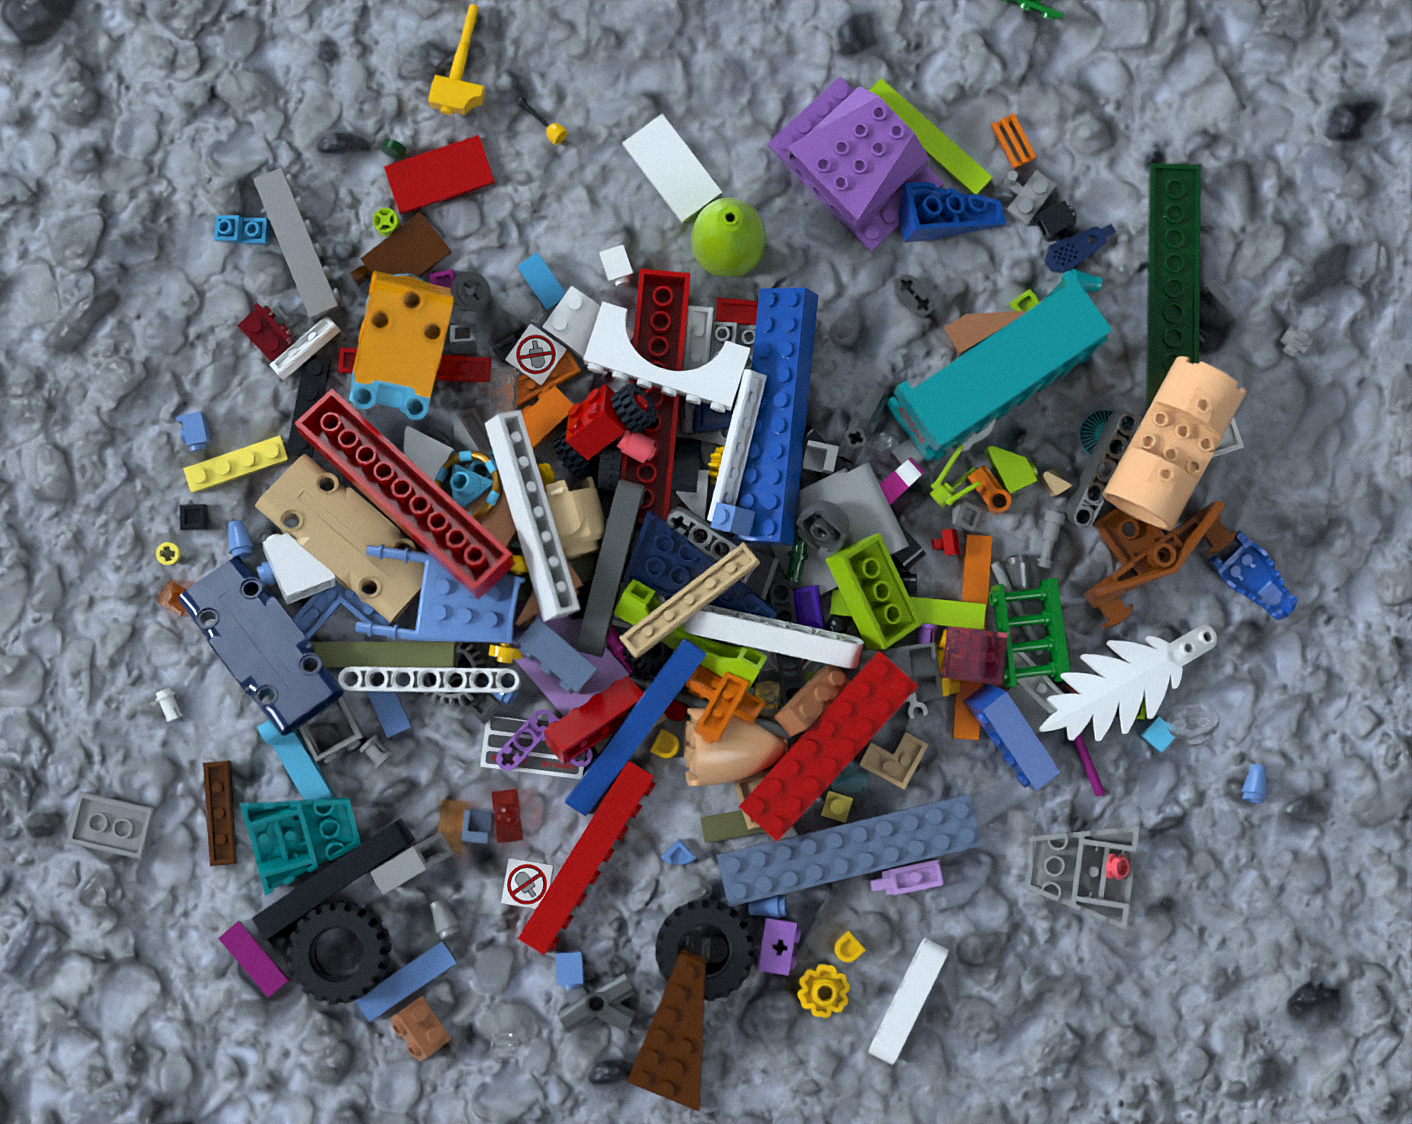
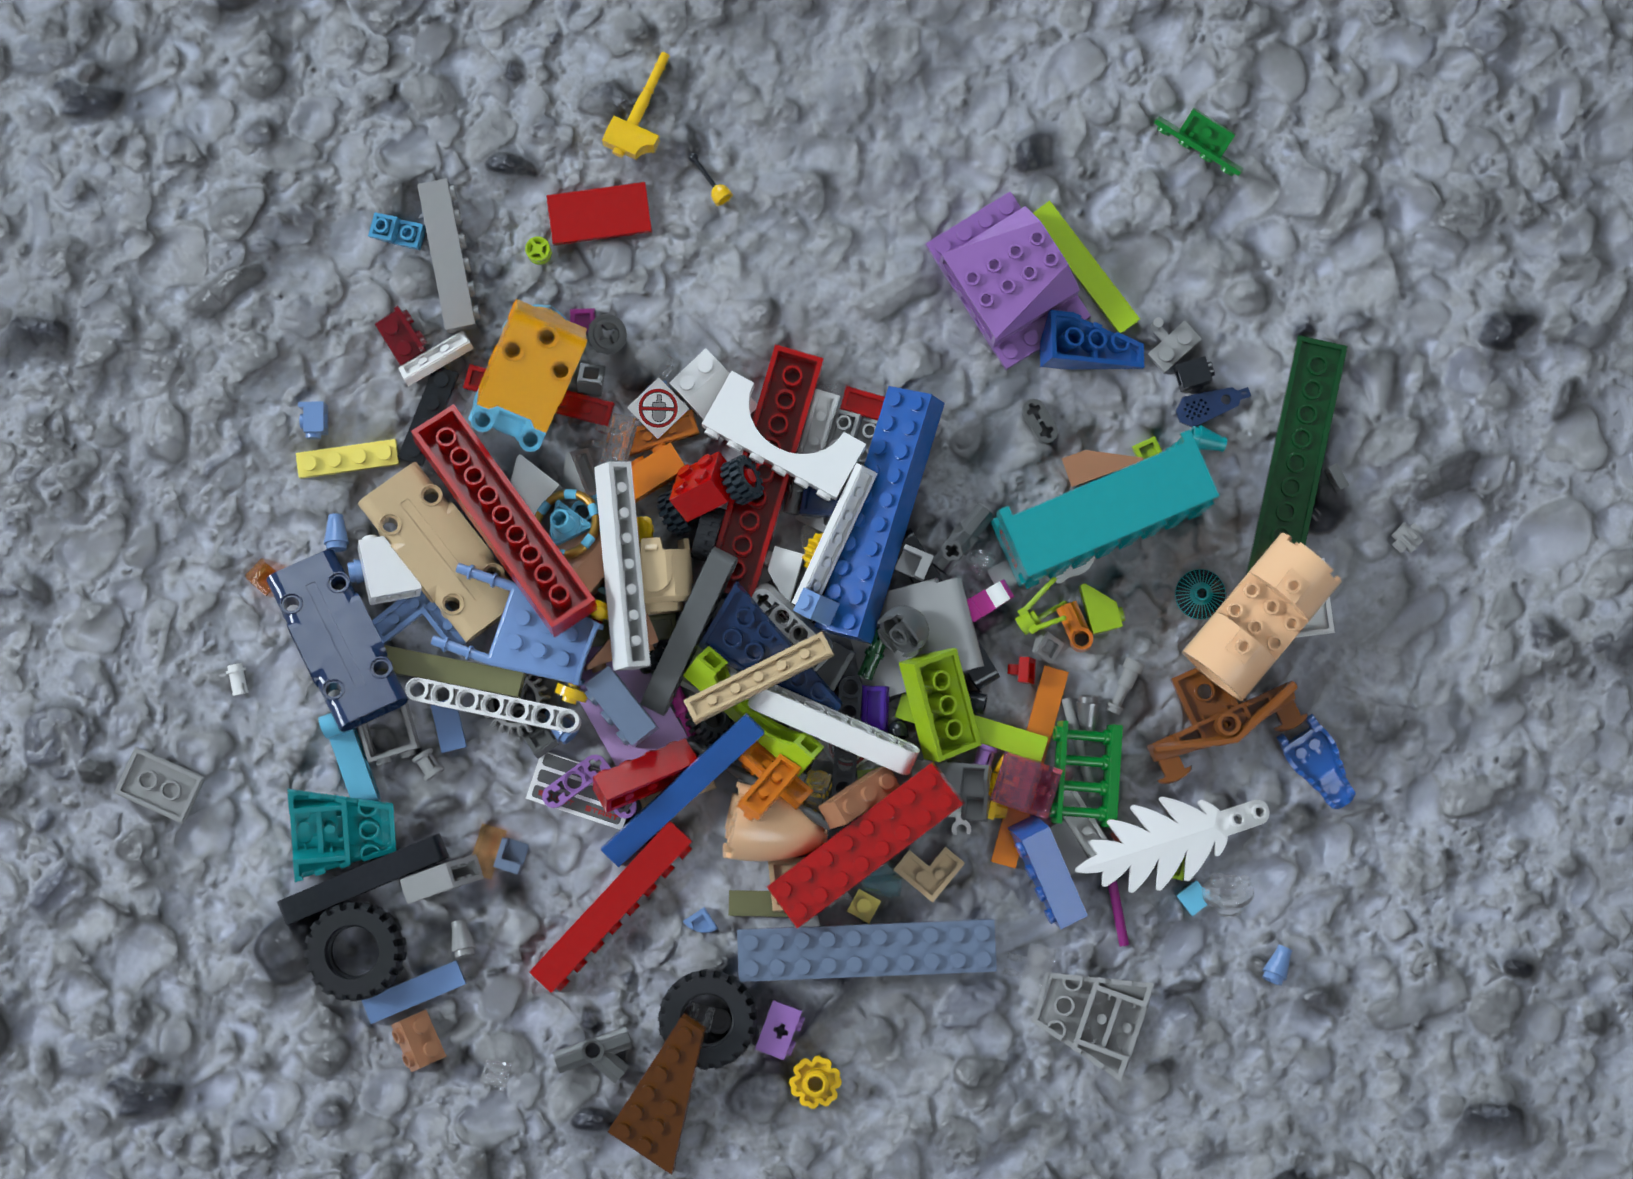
camera: 20 degrees right, 0 degrees up
(173, 547) = (259, 538): light yellow bush -> none
(193, 517) = (296, 502): black tile -> none
(220, 813) = (266, 794): reddish brown tile -> none
(253, 959) = (271, 941): magenta tile -> none
(393, 149) = (559, 180): dark green tile -> none
(409, 250) = (554, 282): reddish brown tile -> none
(504, 348) = (629, 395): black tile -> none
(507, 815) = (542, 851): clear red tile -> none
(526, 883) = (547, 920): sticker -> none
(541, 280) = (678, 336): dark azure slope -> none
(570, 968) = (574, 1011): medium blue brick -> none
(616, 266) = (754, 336): white brick -> none
(636, 445) = (737, 517): coral brick -> none
(665, 745) = (709, 813): yellow tile -> none
(672, 168) = (827, 250): white tile -> none
(676, 711) = (726, 782): red plate -> none
(686, 465) = (782, 545): black tile -> none
(728, 237) = (869, 330): lime cylinder -> none
(769, 907) = (778, 990): medium blue cone -> none
(848, 948) = (847, 1045): yellow tile -> none
(908, 1001) = (895, 1108): white beam -> none
(909, 878) = (921, 989): lavender hinge -> none
(1022, 137) = (1162, 266): orange tile -> none
(1054, 483) = (1140, 631): tan slope -> none
(1091, 476) = (1176, 632): dark grey beam -> none
(1117, 866) = (1125, 1018): coral plate -> none

